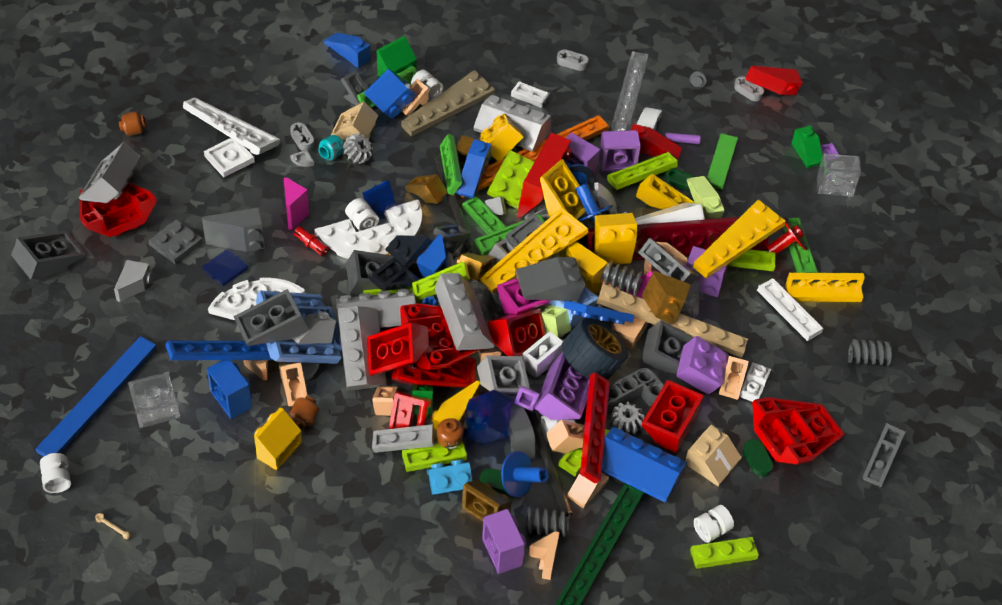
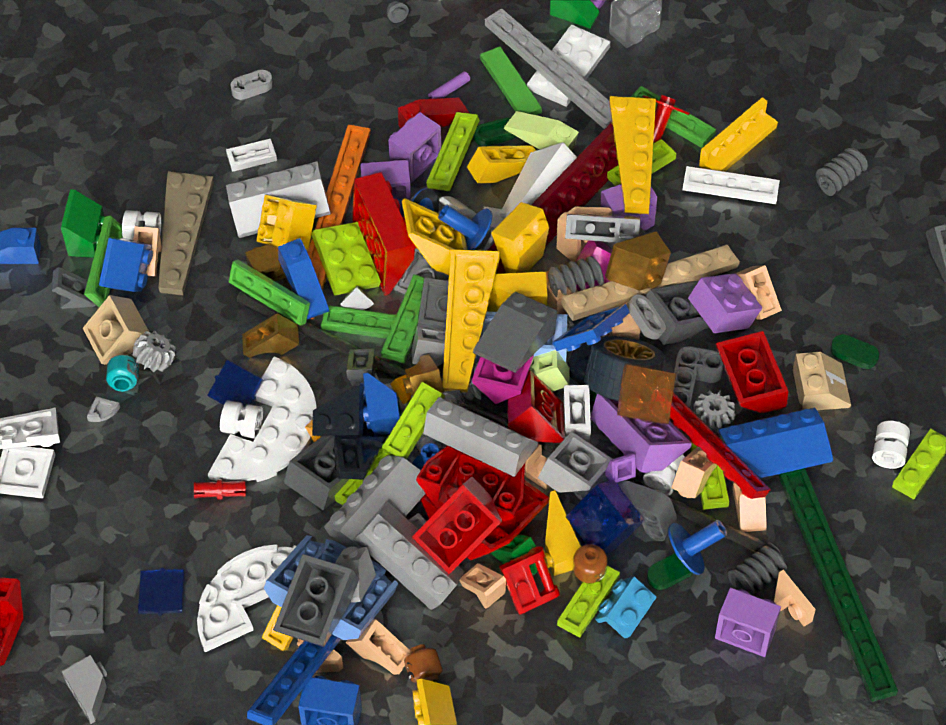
camera: 40 degrees left, 5 degrees up
(235, 230) = (139, 542): dark grey slope -> none
(296, 203) = (159, 462): dark pink slope -> none
(305, 135) = (73, 387): light grey beam -> none
(403, 438) = (547, 607): light grey plate -> none
(482, 500) = (689, 601): pearl gold slope -> none
(582, 367) = (646, 394): none -> clear orange plate
(630, 92) = (356, 80): clear brick -> none
(643, 336) = (646, 317): none -> light grey plate
(649, 117) = (398, 90): white slope -> none
(750, 160) = (550, 66): none -> light grey plate
(755, 382) = (779, 277): white slope -> none
(768, 176) = (580, 52): none -> white plate
(794, 429) = (862, 299): red wedge -> none

